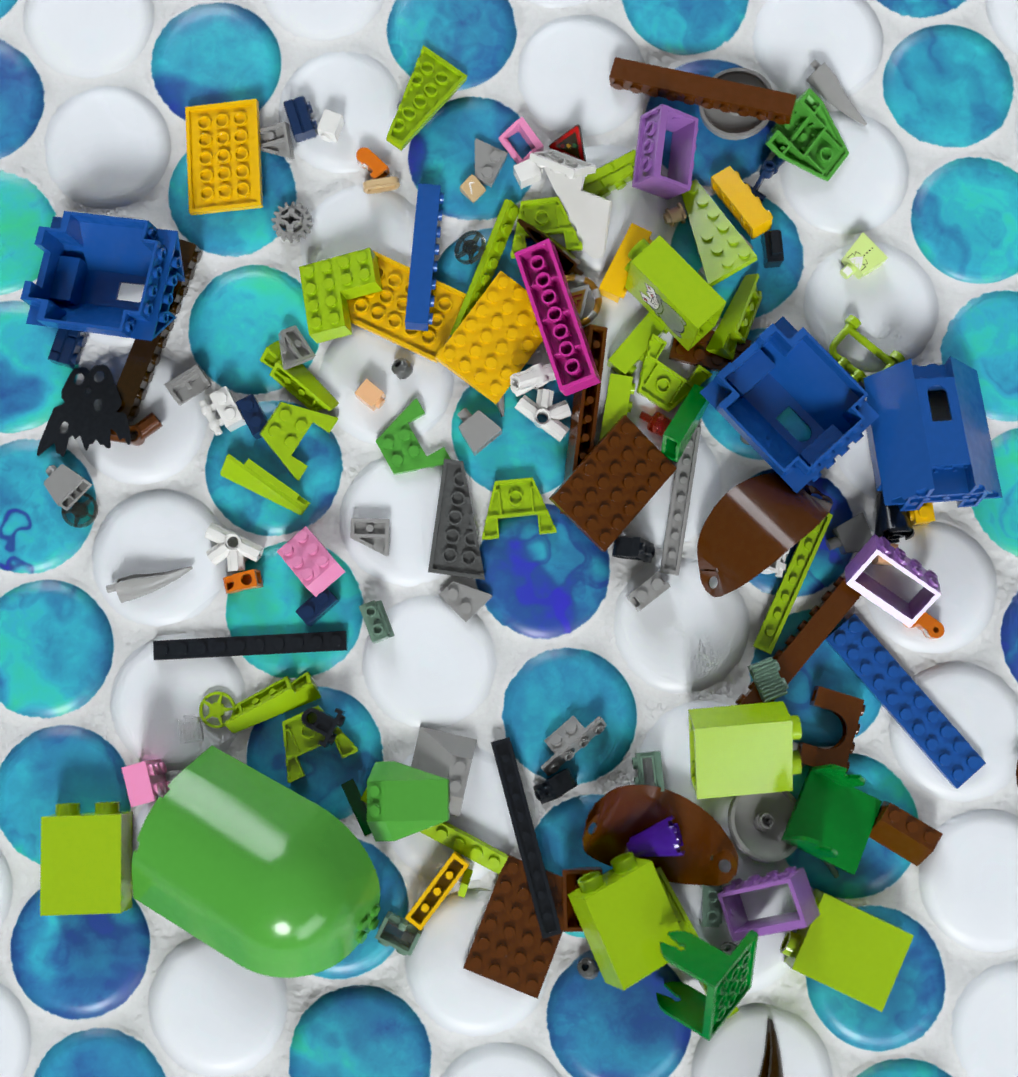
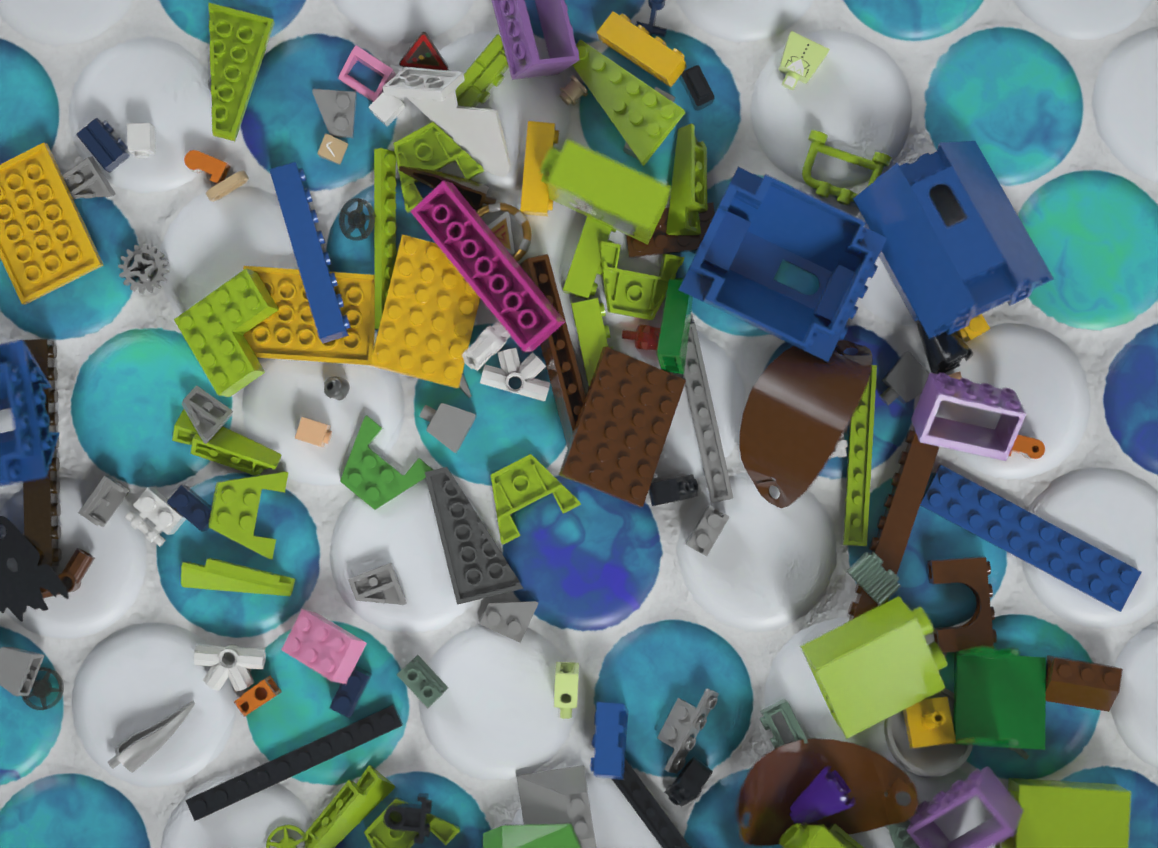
camera: 25 degrees left, 5 degrees up
(490, 664) = (566, 682): none -> yellowish green torso
(506, 725) = (609, 740): none -> blue wedge
(768, 814) = (929, 723): none -> yellow tile

